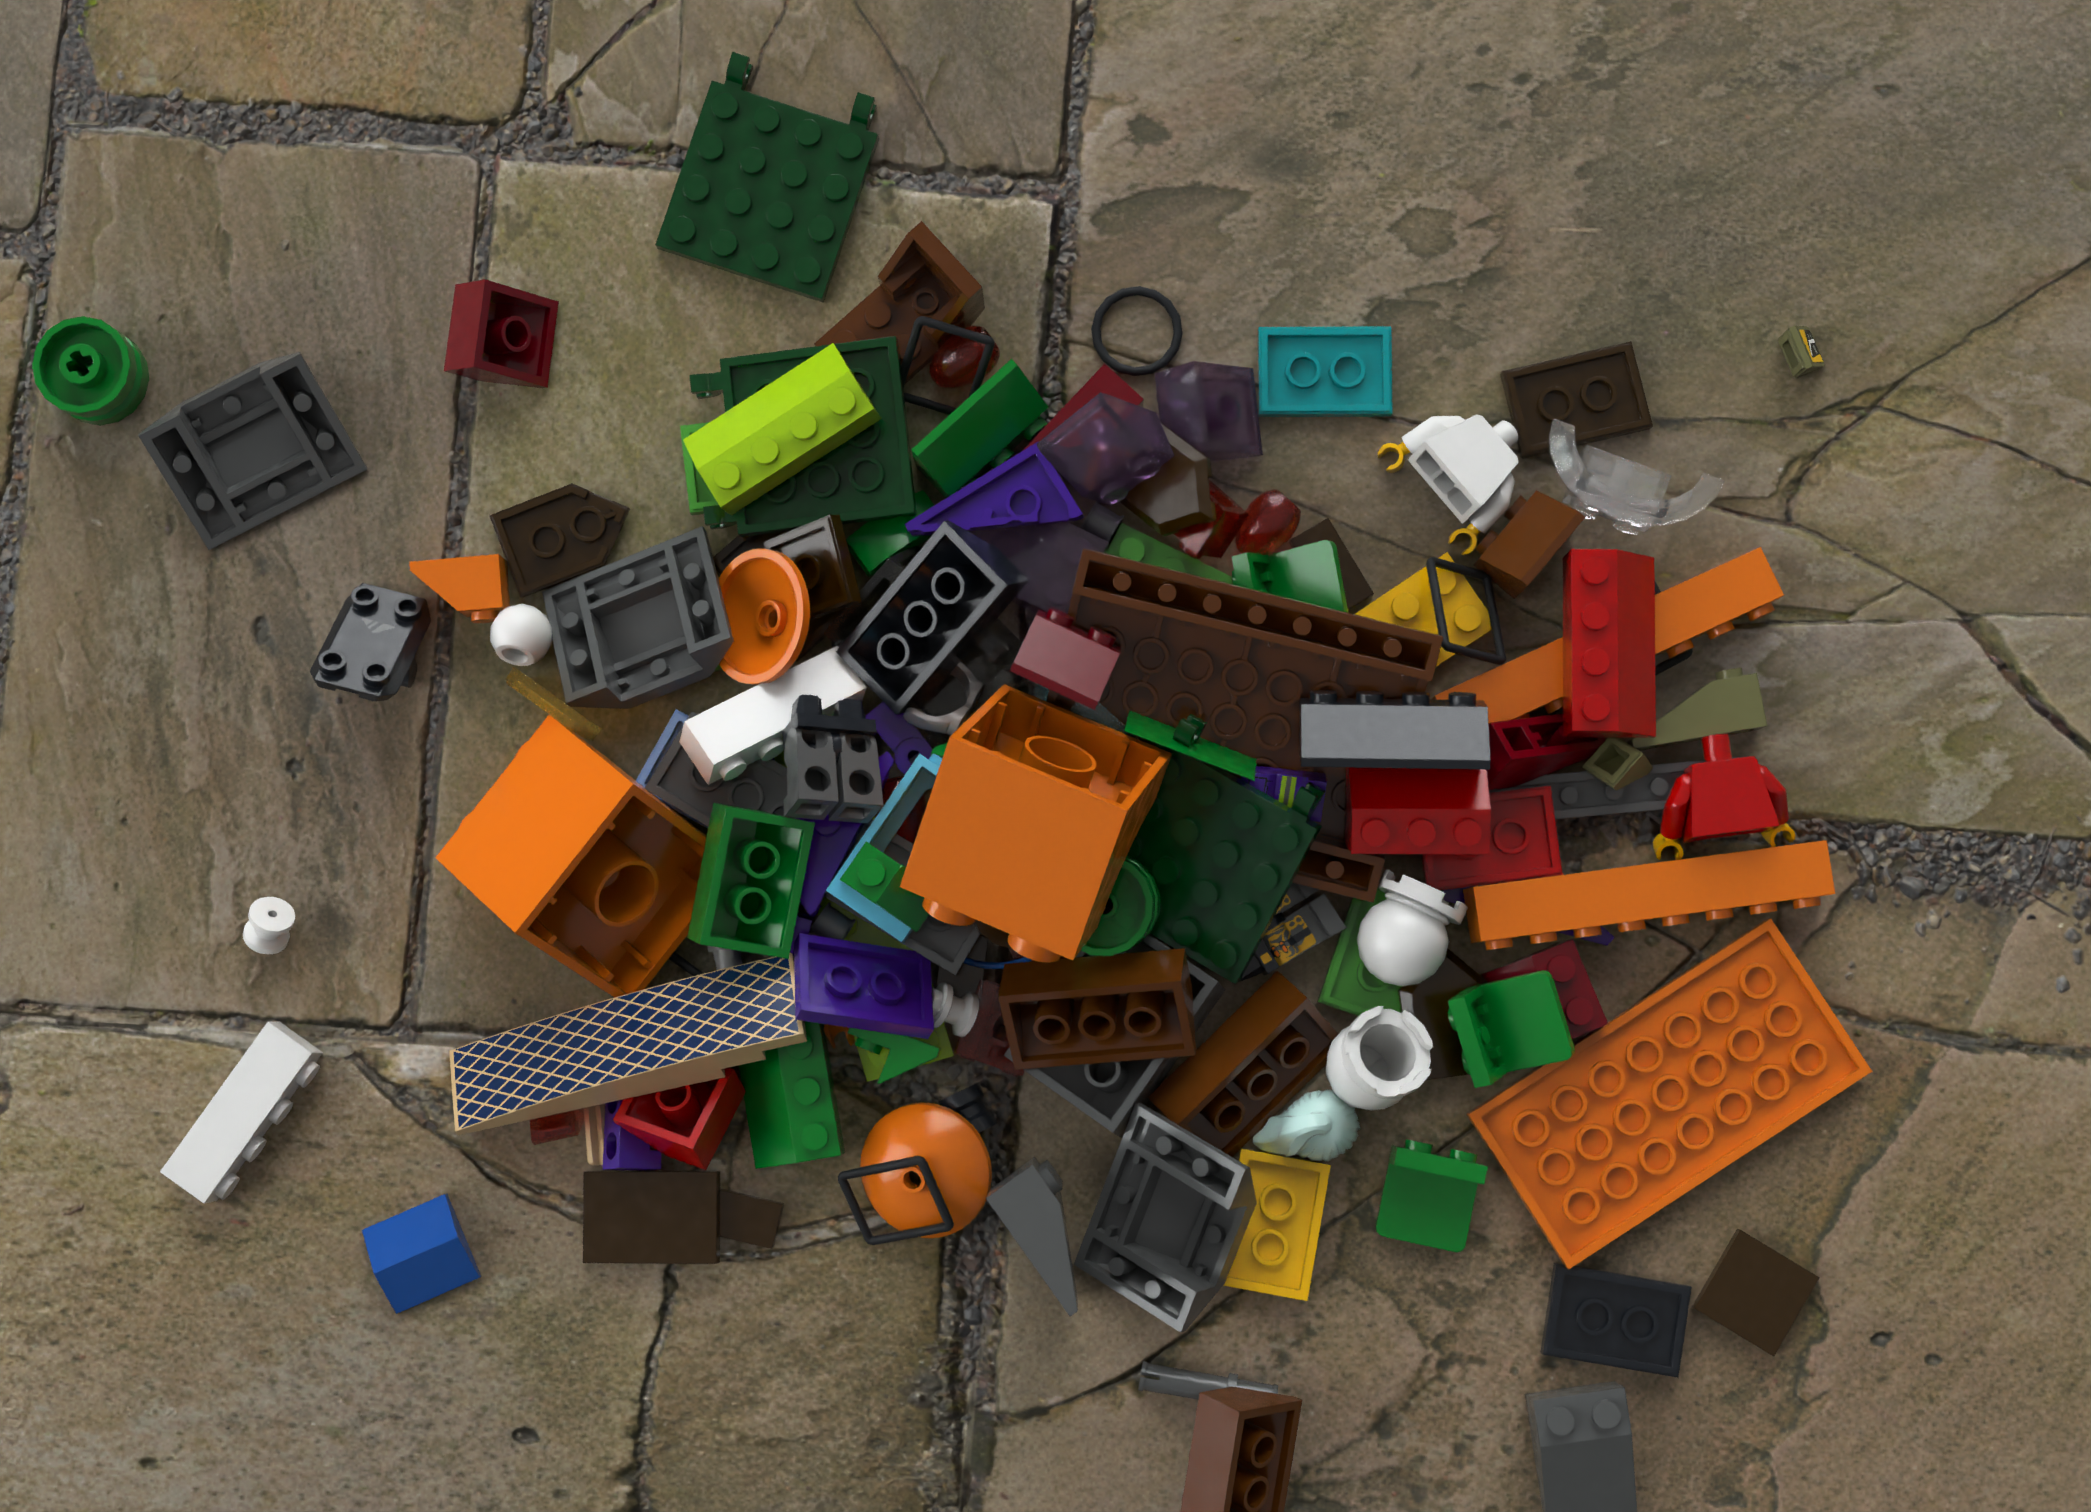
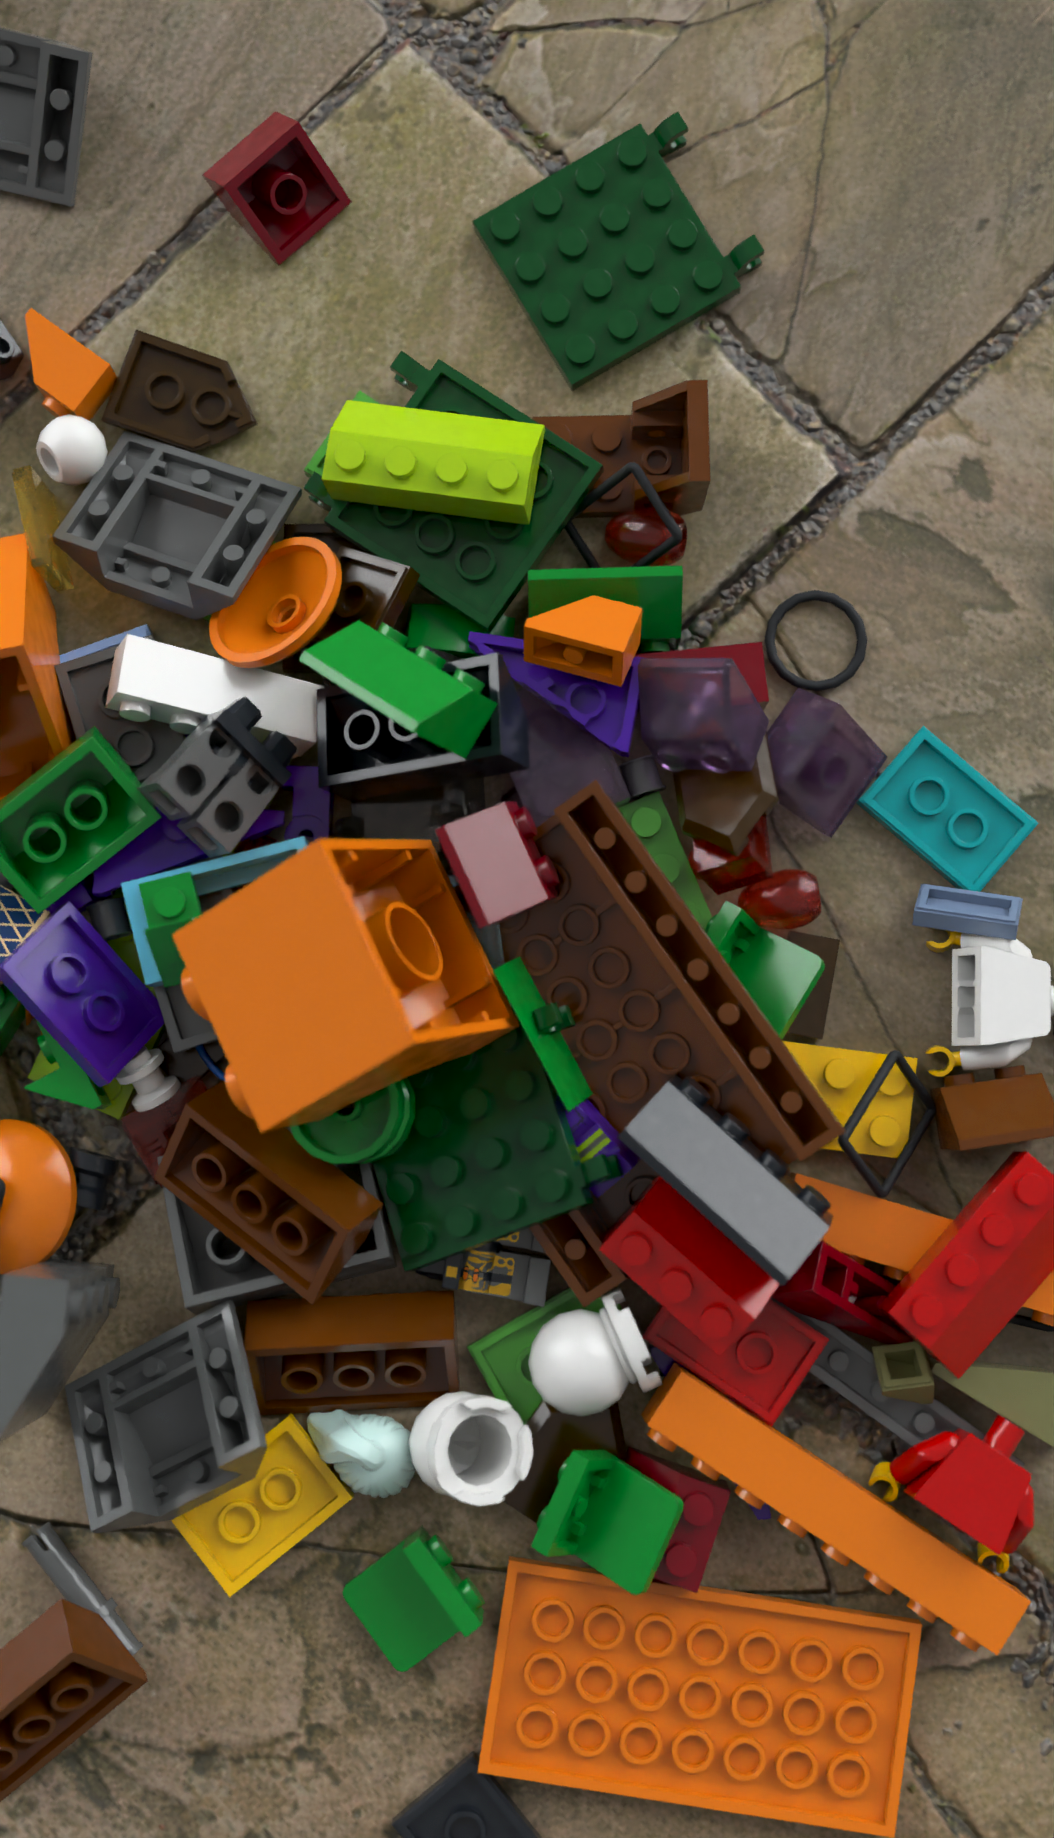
camera: 40 degrees right, 0 degrees up
(902, 594) = (404, 684): none -> green slope
(950, 722) = (353, 829): light grey cap -> none
(990, 462) = (586, 639): none -> orange slope
(1396, 425) = (967, 911): none -> sand blue tile

